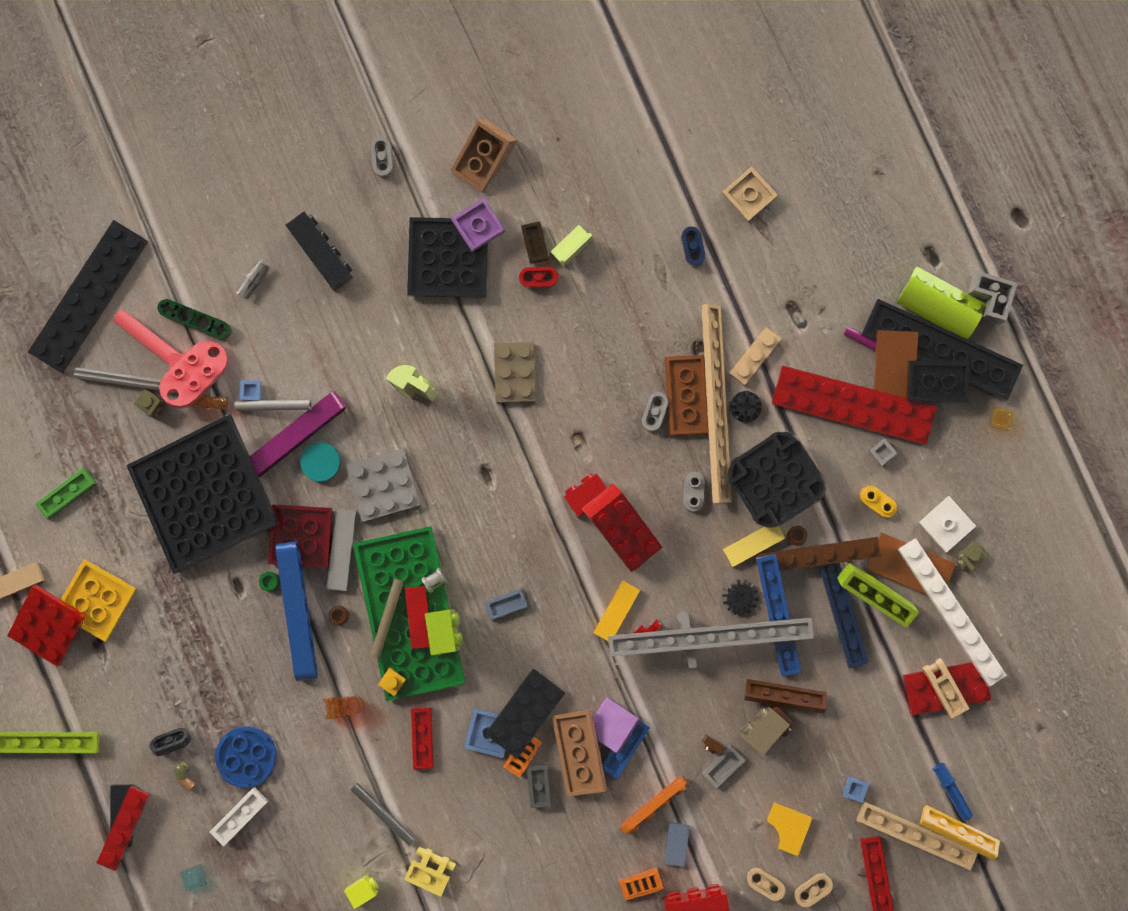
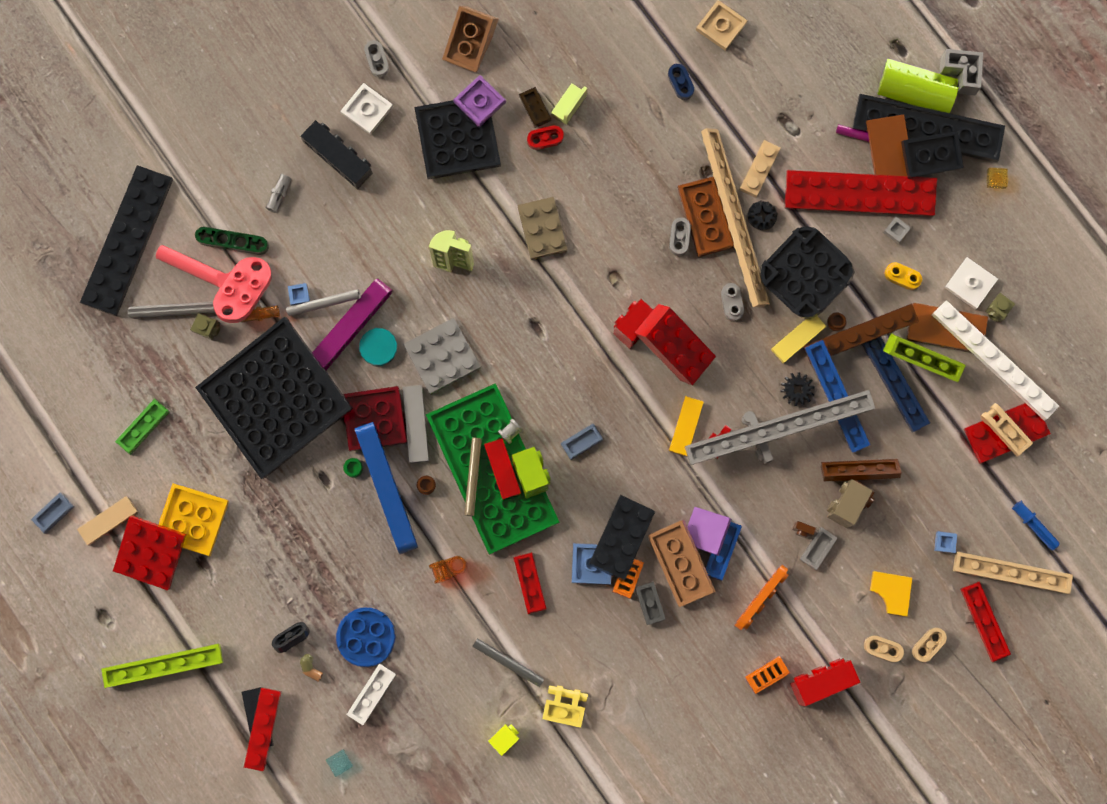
camera: 20 degrees left, 5 degrees down
(360, 208) = (367, 109): none -> white plate
(392, 681) = (490, 534): yellow plate -> none
(676, 844) = (791, 630): sand blue tile -> none
(960, 832) = (1051, 561): yellow tile -> none

